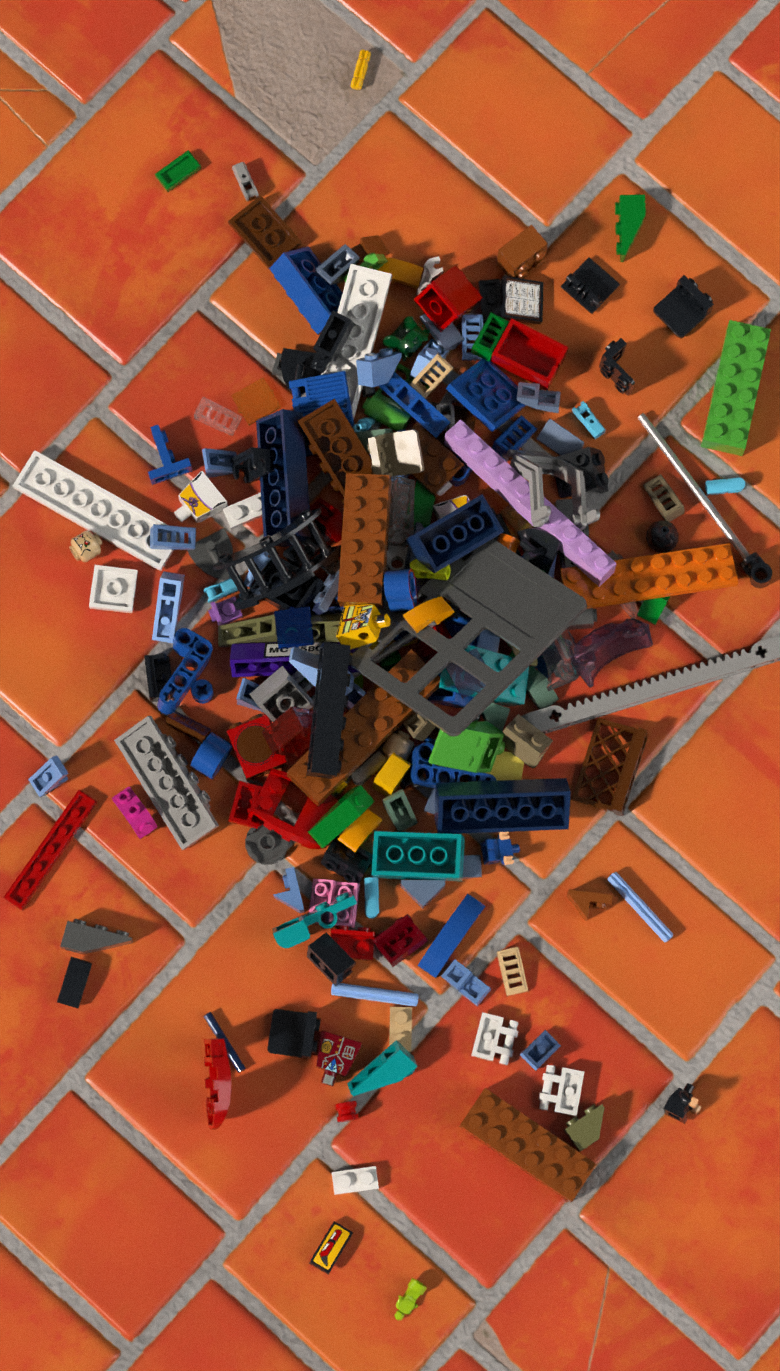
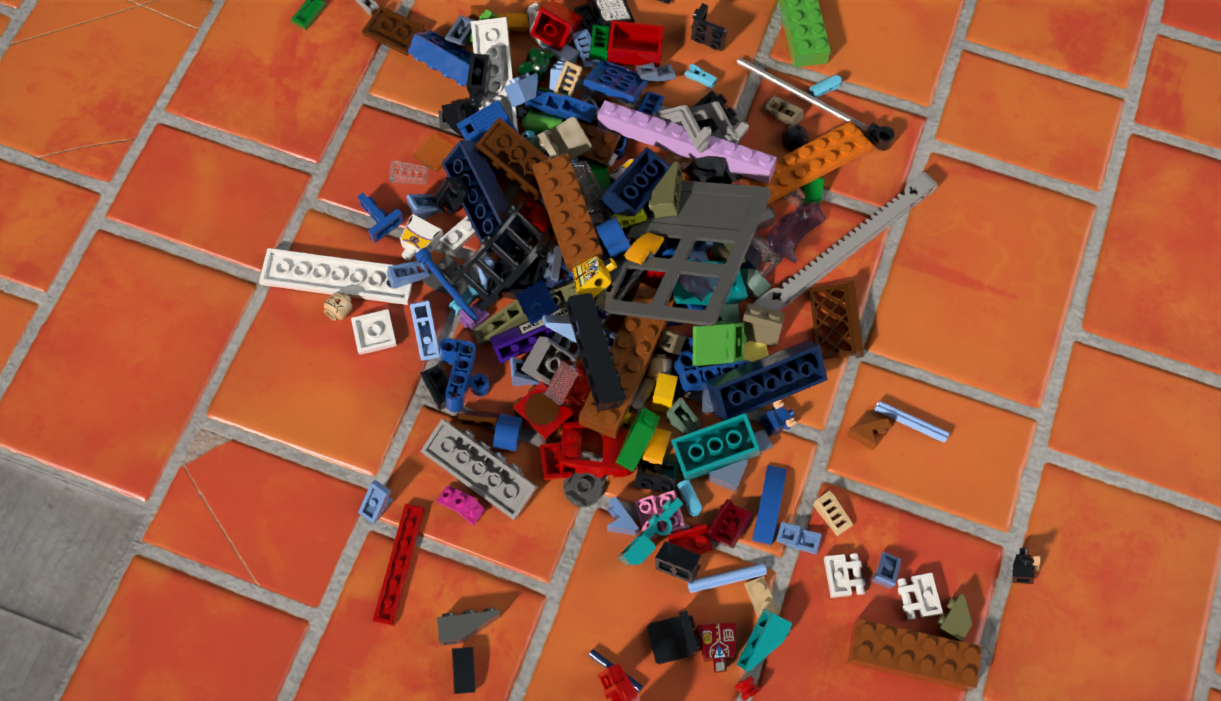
camera: 20 degrees left, 10 degrees down
(196, 528) = (424, 257): none -> blue piece
(481, 558) = (667, 193): none -> olive slope
(559, 438) = (684, 95): sand blue slope -> none

